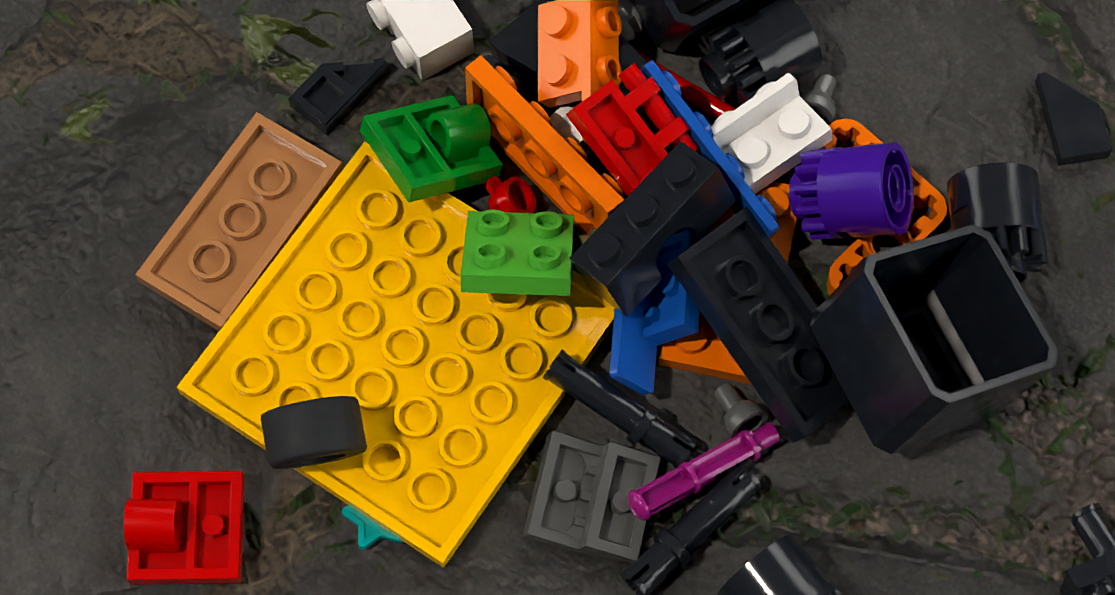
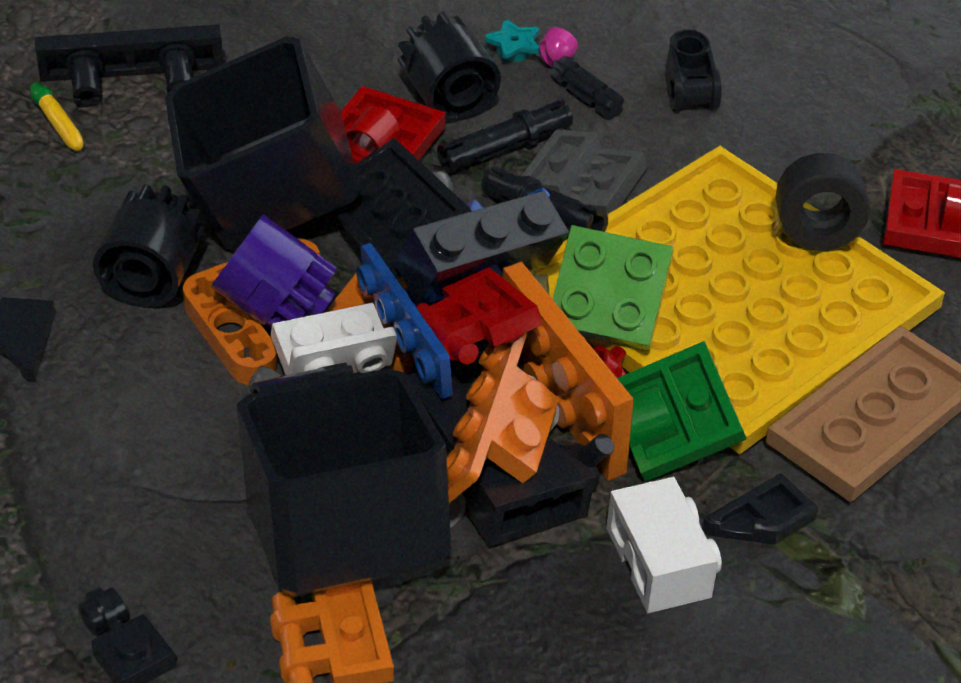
camera: 170 degrees left, 25 degrees down
(700, 471) = (500, 154): magenta piece -> none
(832, 495) = (377, 117): none -> red plate

